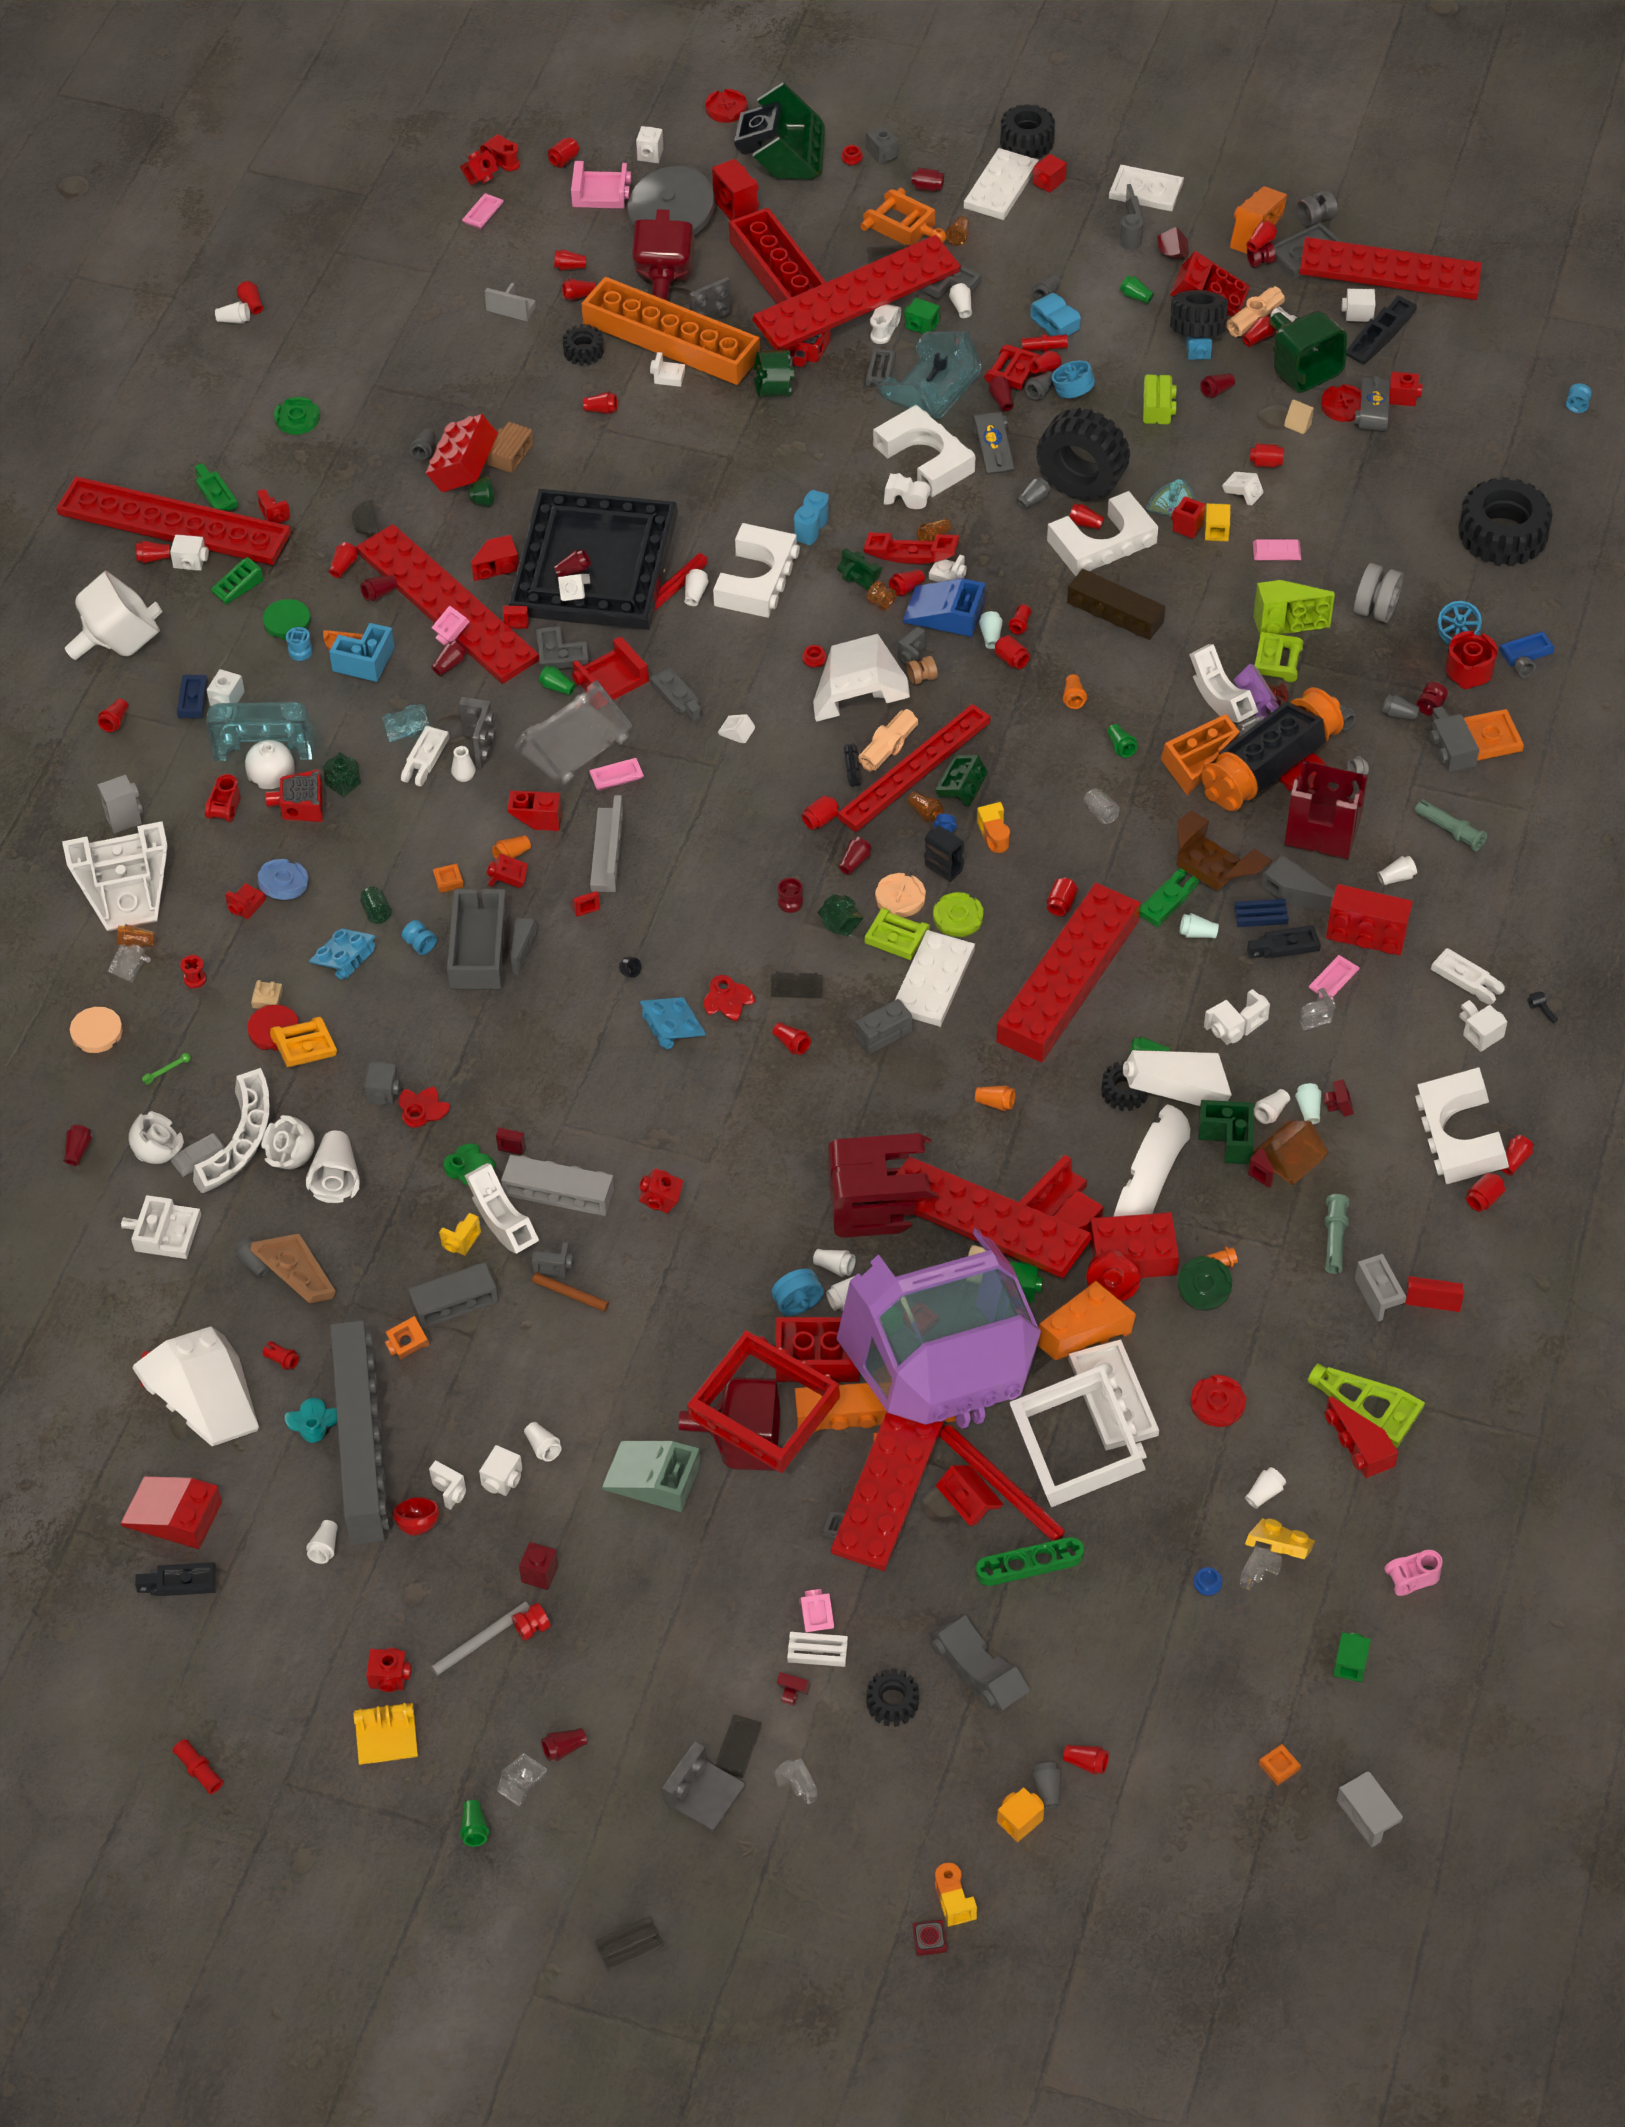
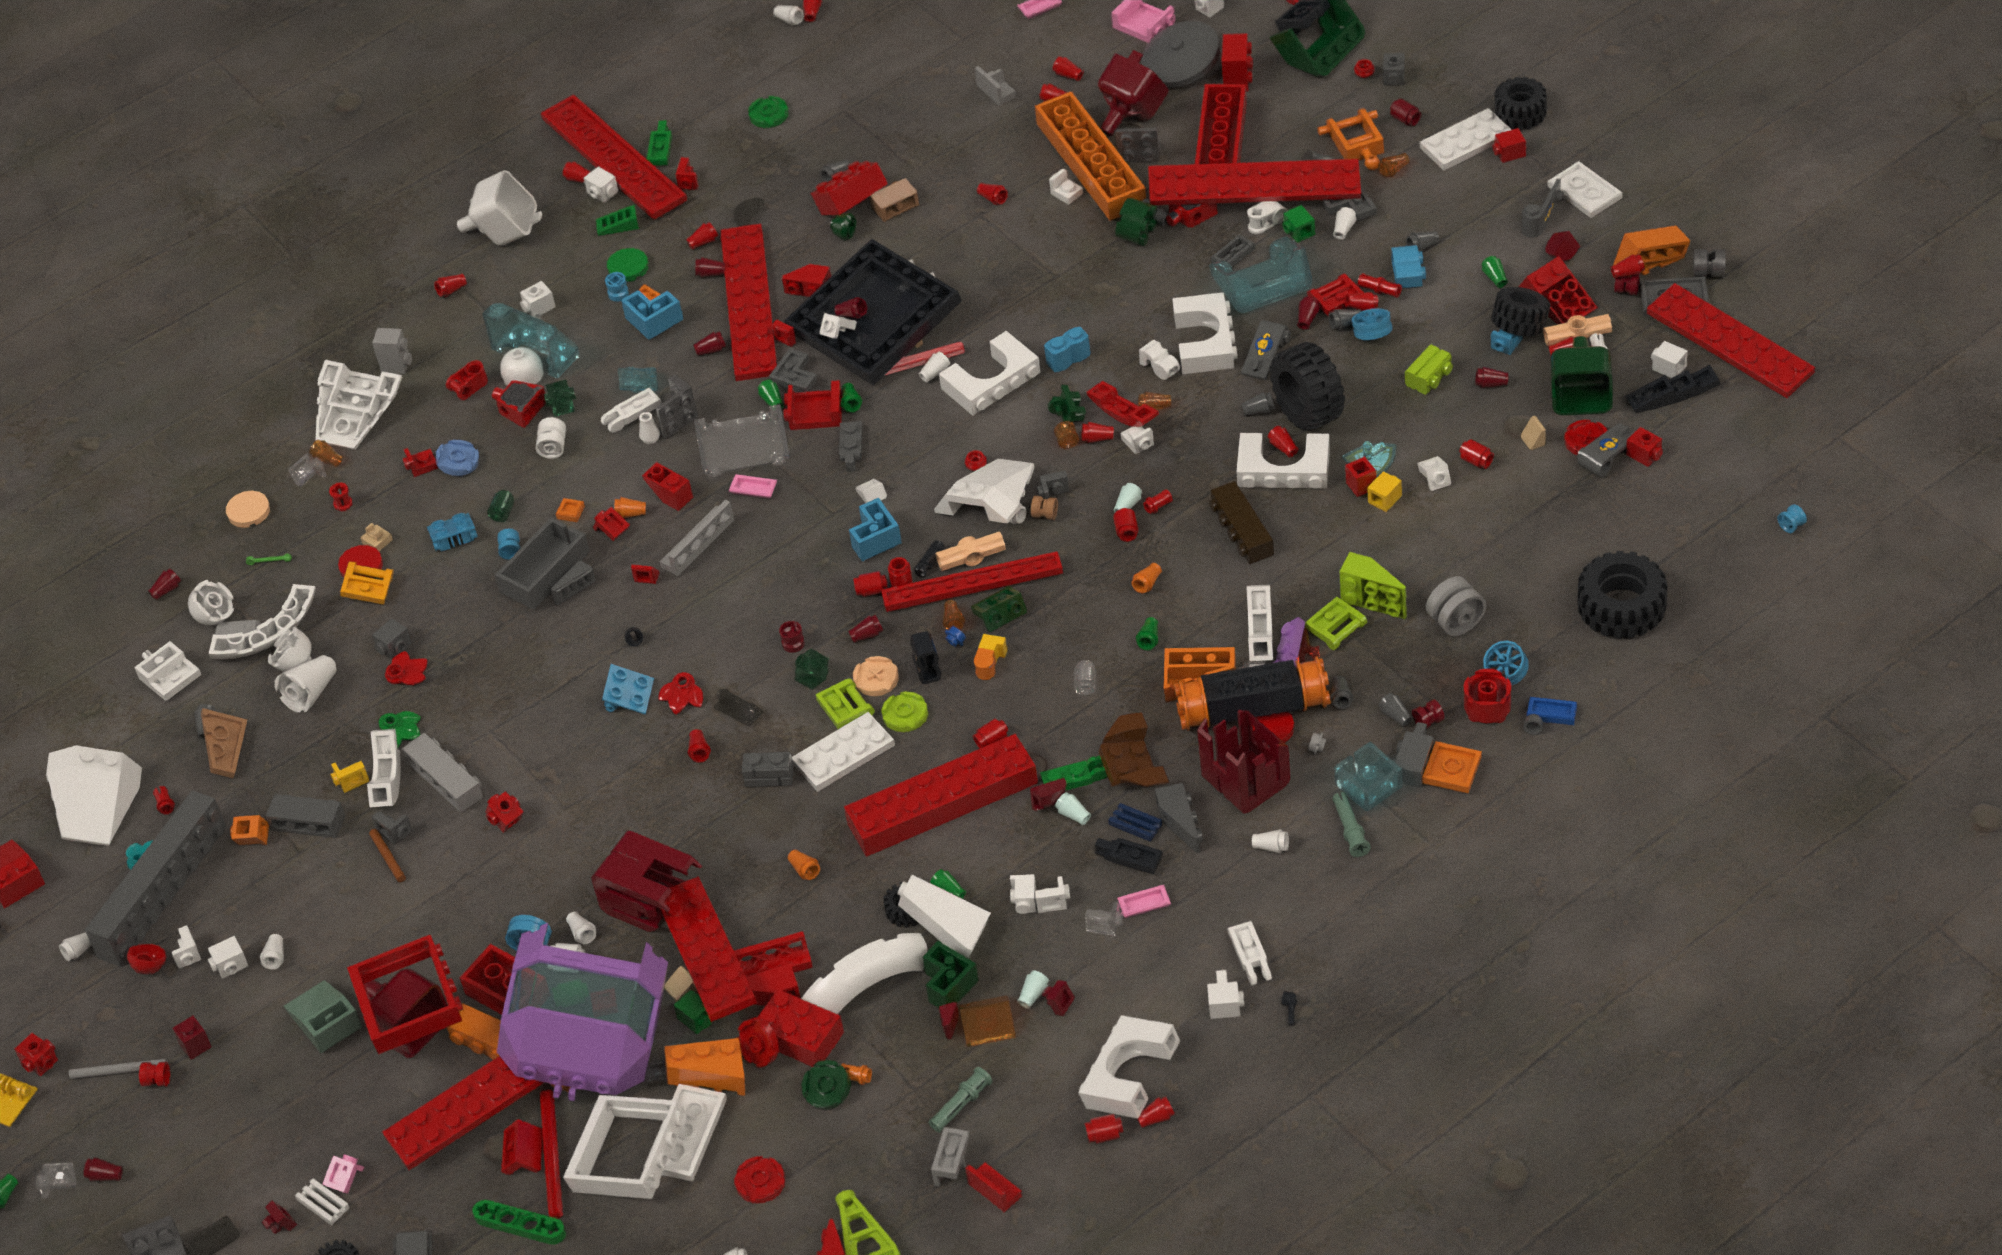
camera: 40 degrees right, 5 degrees down
(192, 696) = (511, 293): dark blue plate -> none
(369, 816) = (550, 438): none -> white wheel
(449, 625) = (726, 319): bright pink bracket -> none
(510, 1141) = (439, 724): dark red tile -> none
(579, 336) = (1017, 133): black tyre -> none
(642, 648) = (850, 399): none -> green cone
(785, 759) = (876, 532): none -> dark azure brick
(844, 788) = (899, 572): none -> red brick
(938, 365) = (1279, 268): black hand -> none
(947, 606) = (1109, 466): blue slope -> none
(1168, 924) = (1047, 794): none -> dark red brick
(1270, 1107) = (998, 976): white cone -> none
(1276, 550) = (1418, 536): bright pink tile -> none
(1369, 919) = (1203, 867): red brick -> none
(1435, 774) = (1374, 776): none -> clear light blue piece

